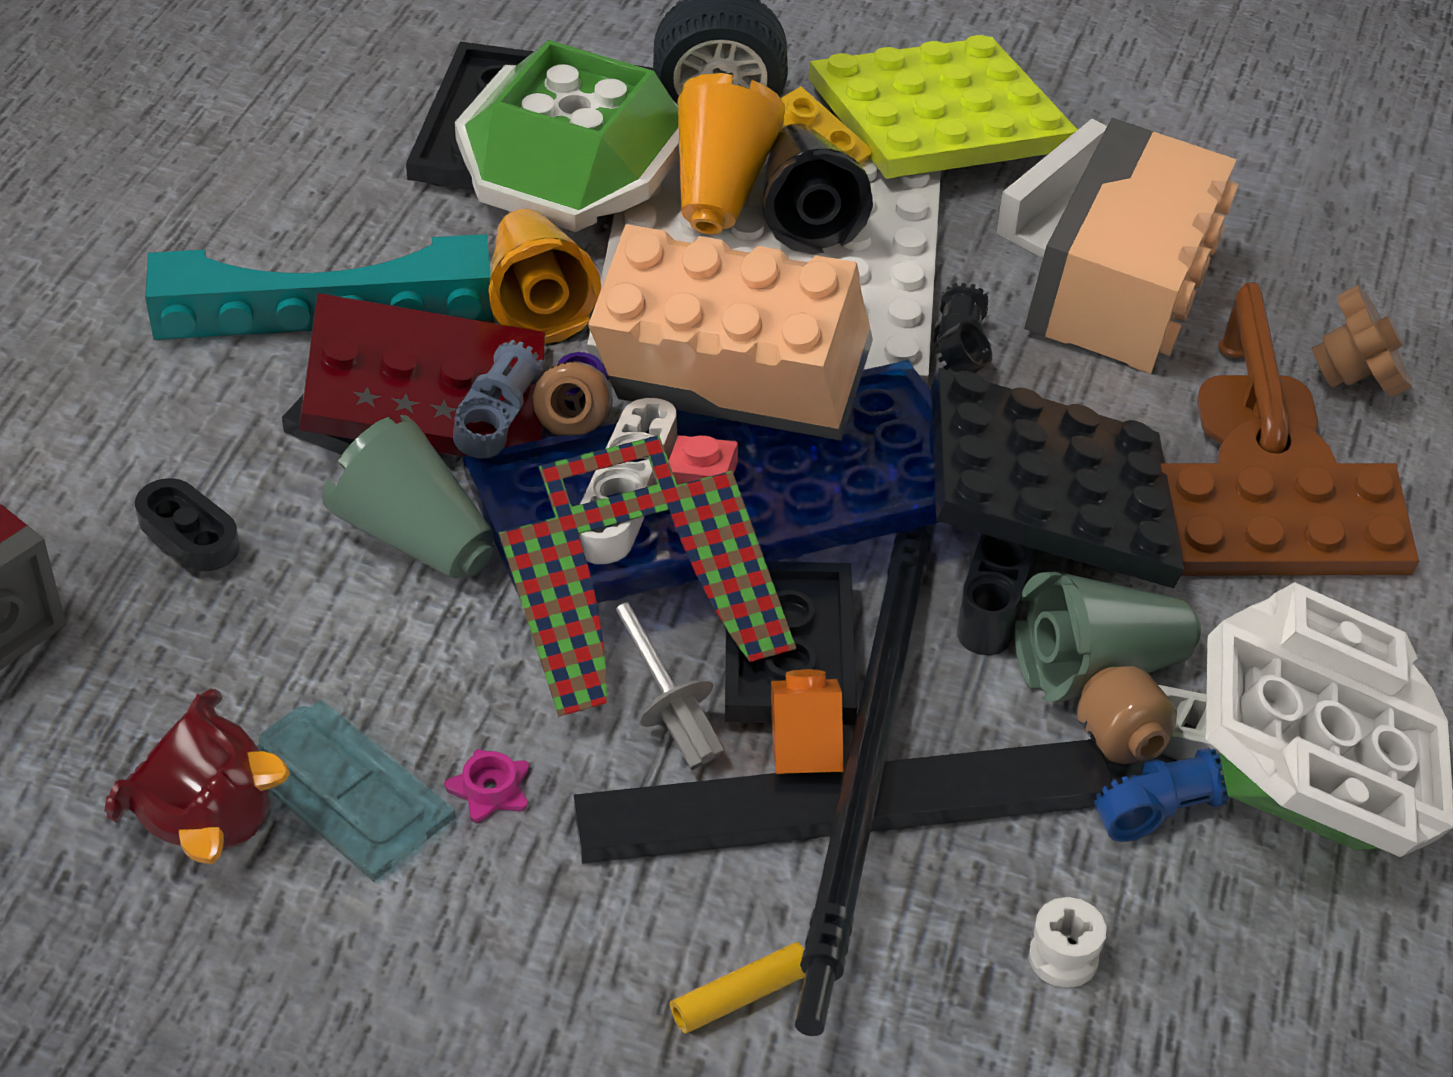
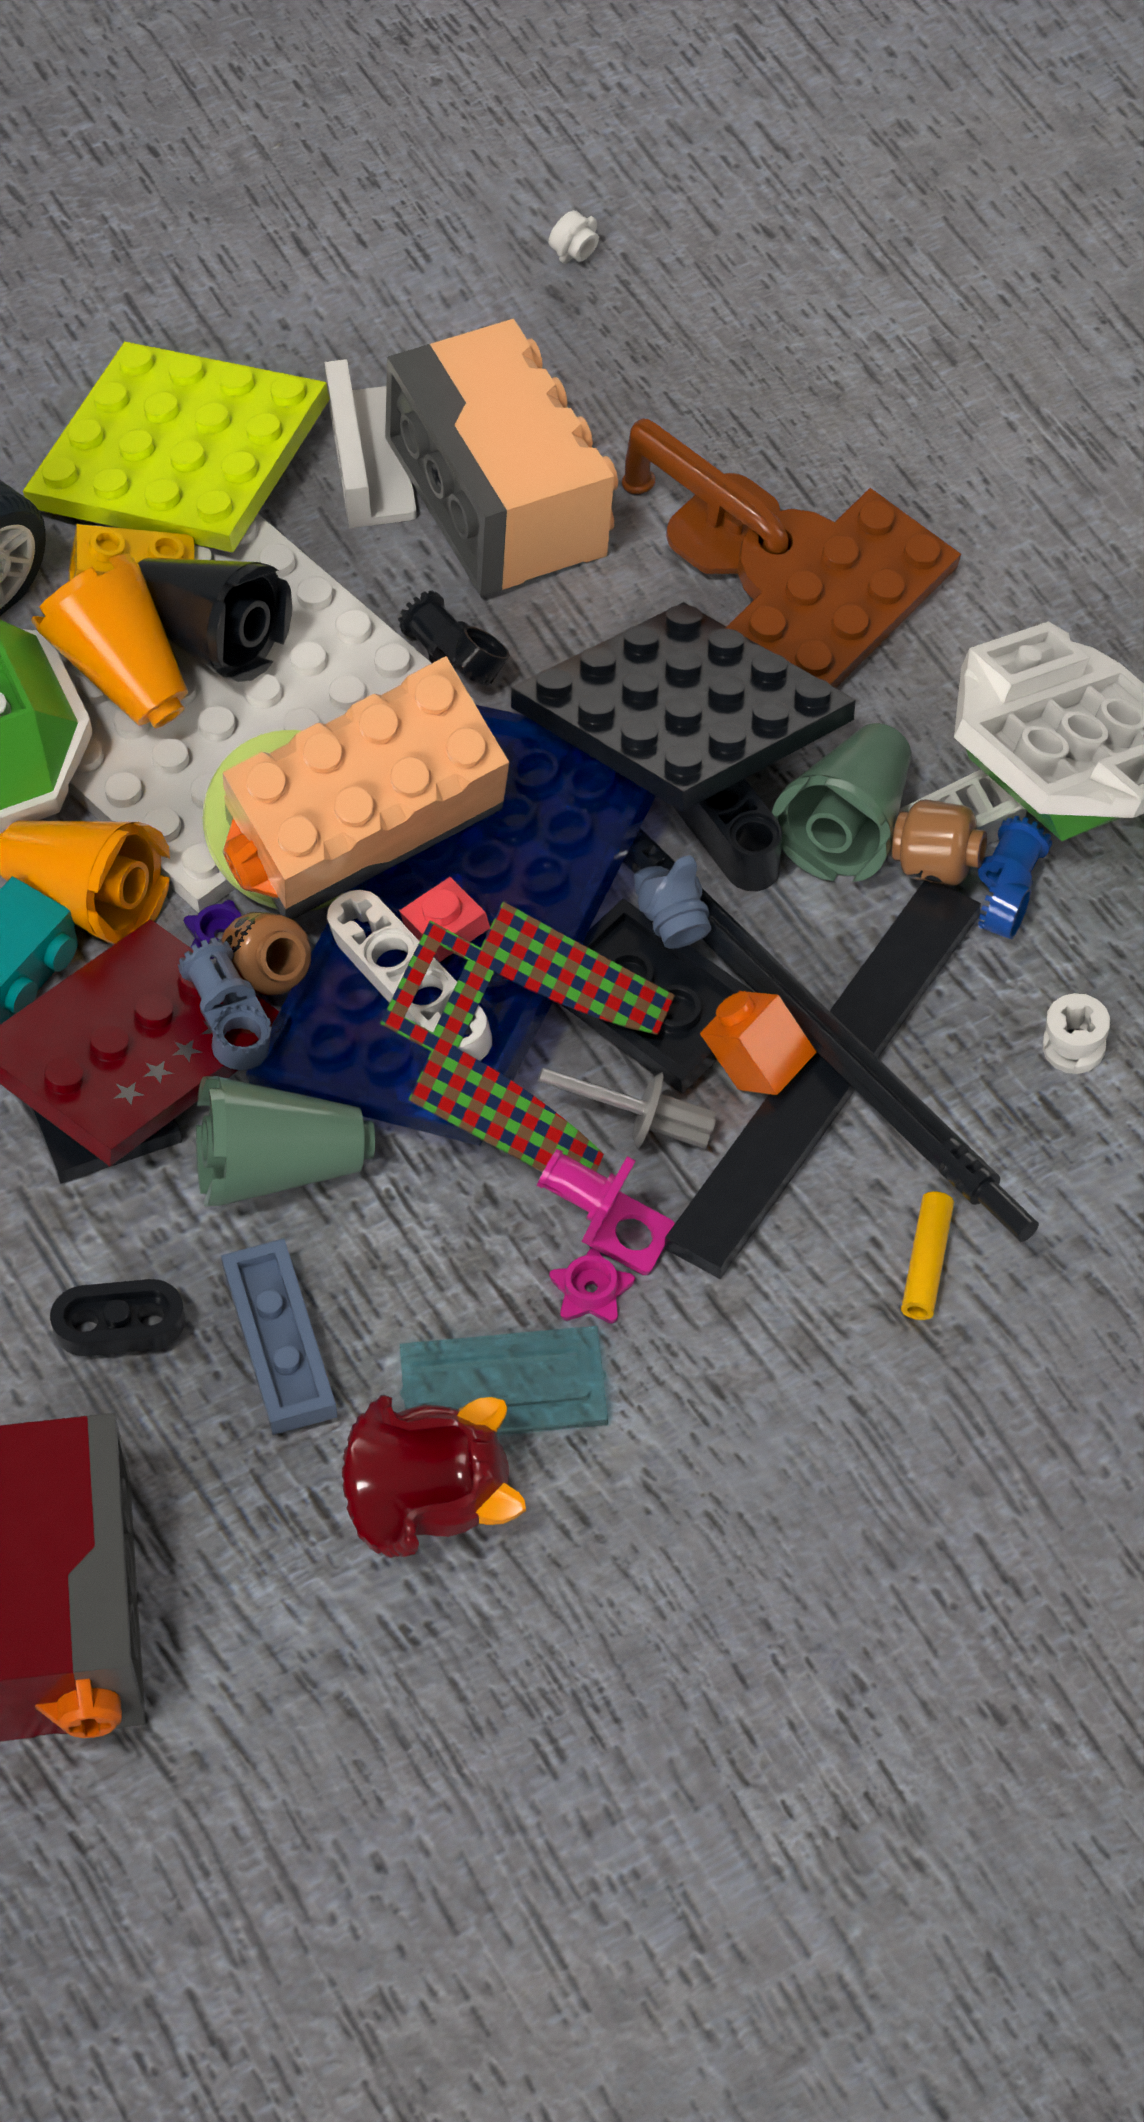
camera: 45 degrees left, 10 degrees up
(254, 621) = (279, 1336): none -> sand blue plate
(554, 732) = (606, 1209): none -> dark pink bracket
(865, 585) = (673, 902): none -> sand blue animal
(1363, 347) = (744, 407): medium nougat plant -> none
(1381, 180) = (574, 237): none -> white plate

